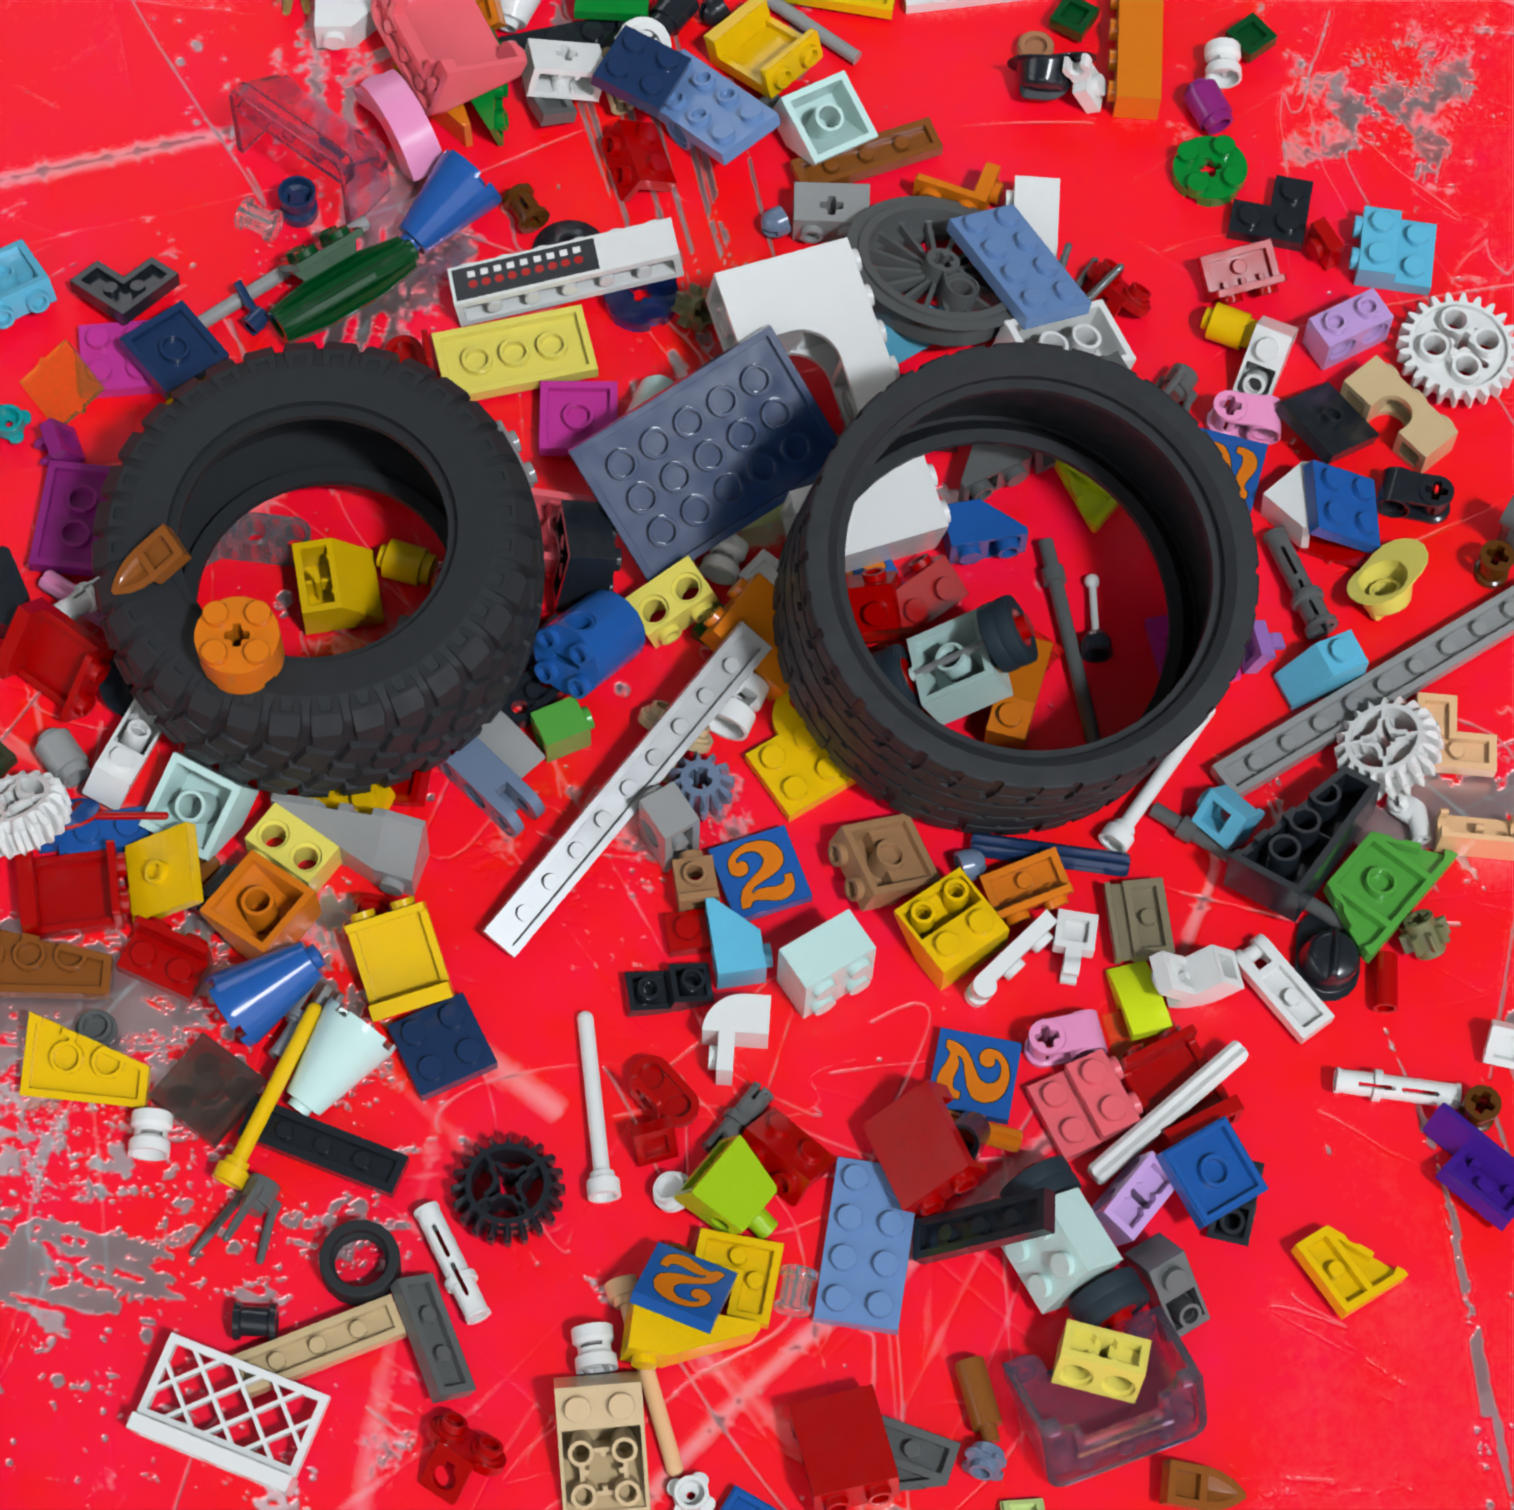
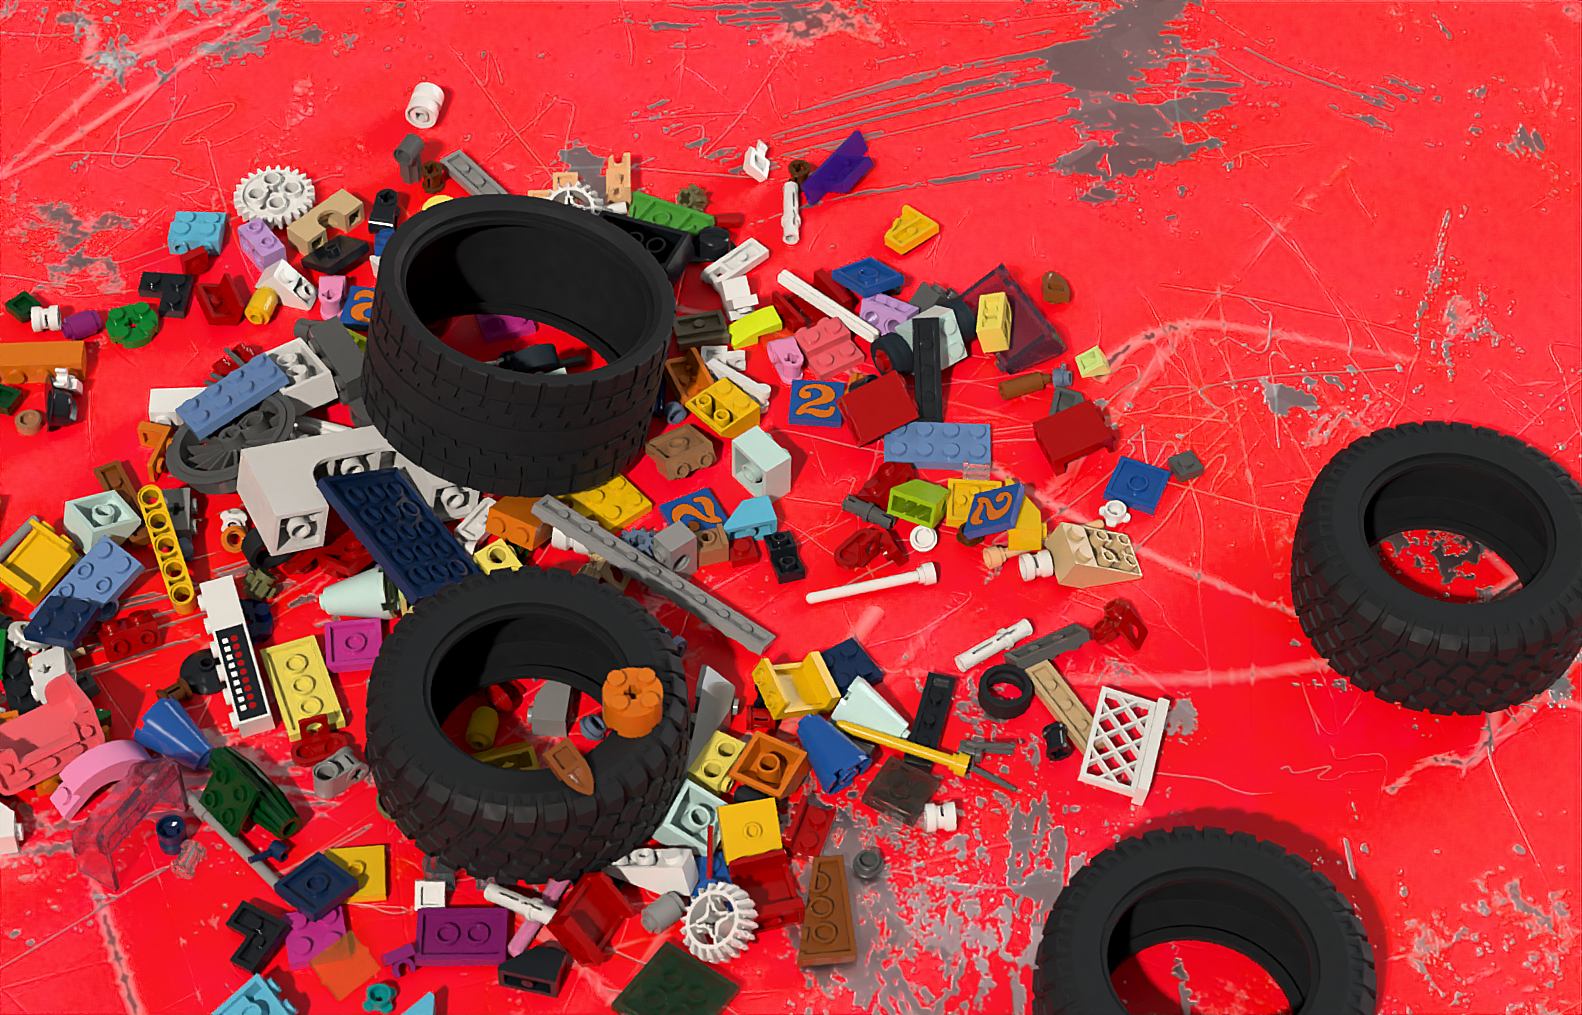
camera: 95 degrees left, 15 degrees down
(77, 1068) = (901, 864): yellow wing -> none
(533, 1167) = (940, 611): black gear -> none
(733, 1023) = (807, 519): white brick -> none
(755, 190) = (167, 537): none -> yellow beam

